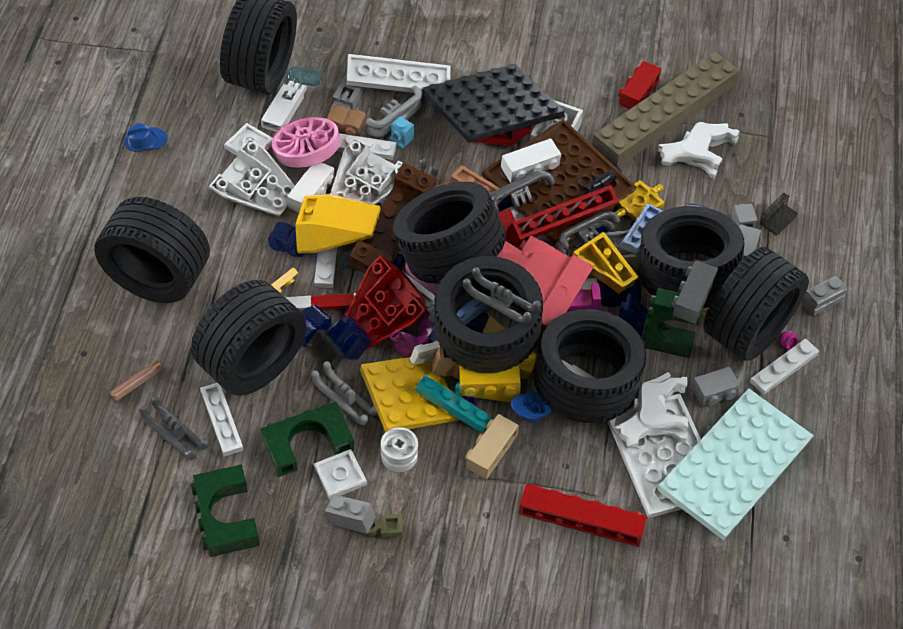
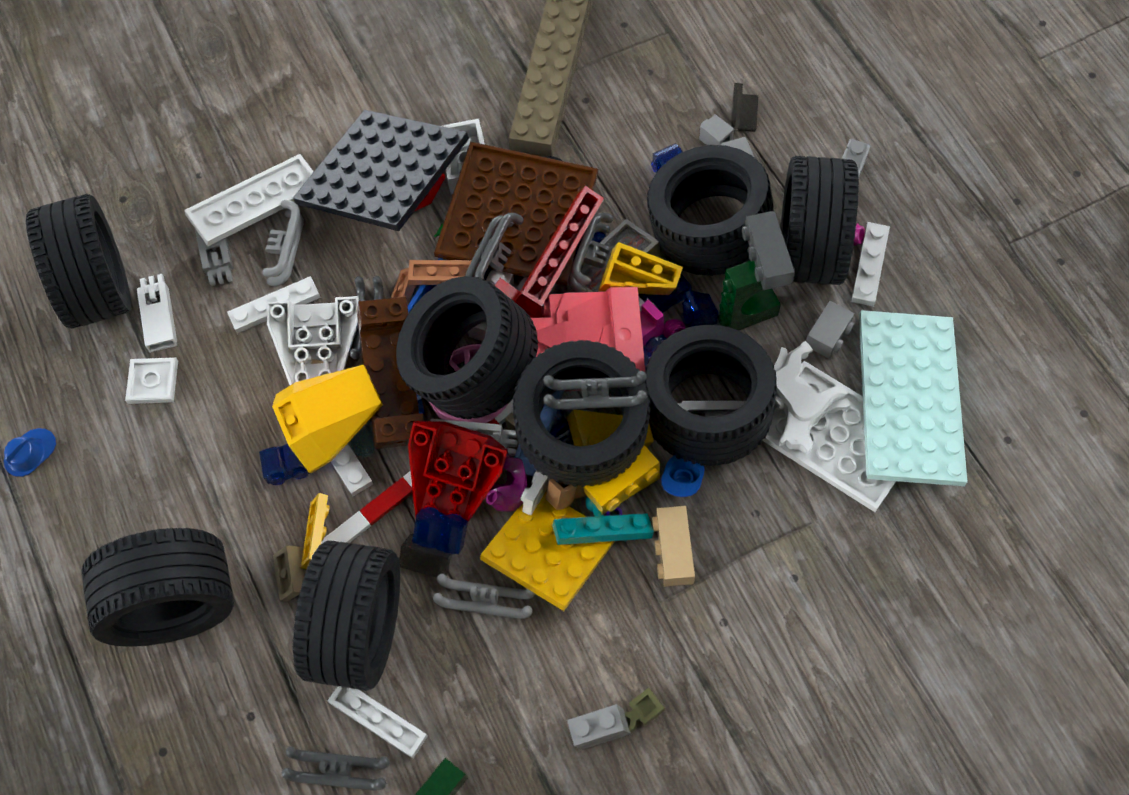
camera: 30 degrees left, 10 degrees up
(136, 380) = (248, 742): nougat axle -> none
(254, 181) = (196, 421): white wedge -> none
(298, 137) = (215, 339): bright pink piece -> none
(305, 76) = (150, 263): clear light blue tile -> none
(314, 181) = (261, 386): white brick -> none
(315, 320) = (387, 534): clear blue brick -> none
(324, 419) = (488, 639): dark green arch -> none
(340, 474) = (548, 687): white tile -> none
(348, 121) = (238, 287): medium nougat brick -> none
(399, 449) = (588, 605): white wheel -> none
(402, 132) = (308, 261): medium azure brick -> none
(531, 159) = (478, 210): white brick -> none
(582, 514) = (816, 555): red brick -> none
(600, 181) = (562, 188): black pin -> none
(633, 238) = (636, 210): medium blue tile -> none
(636, 202) = (610, 179): yellow plate -> none
(639, 85) = (506, 56): red brick -> none
(695, 146) = (611, 85): white animal -> none

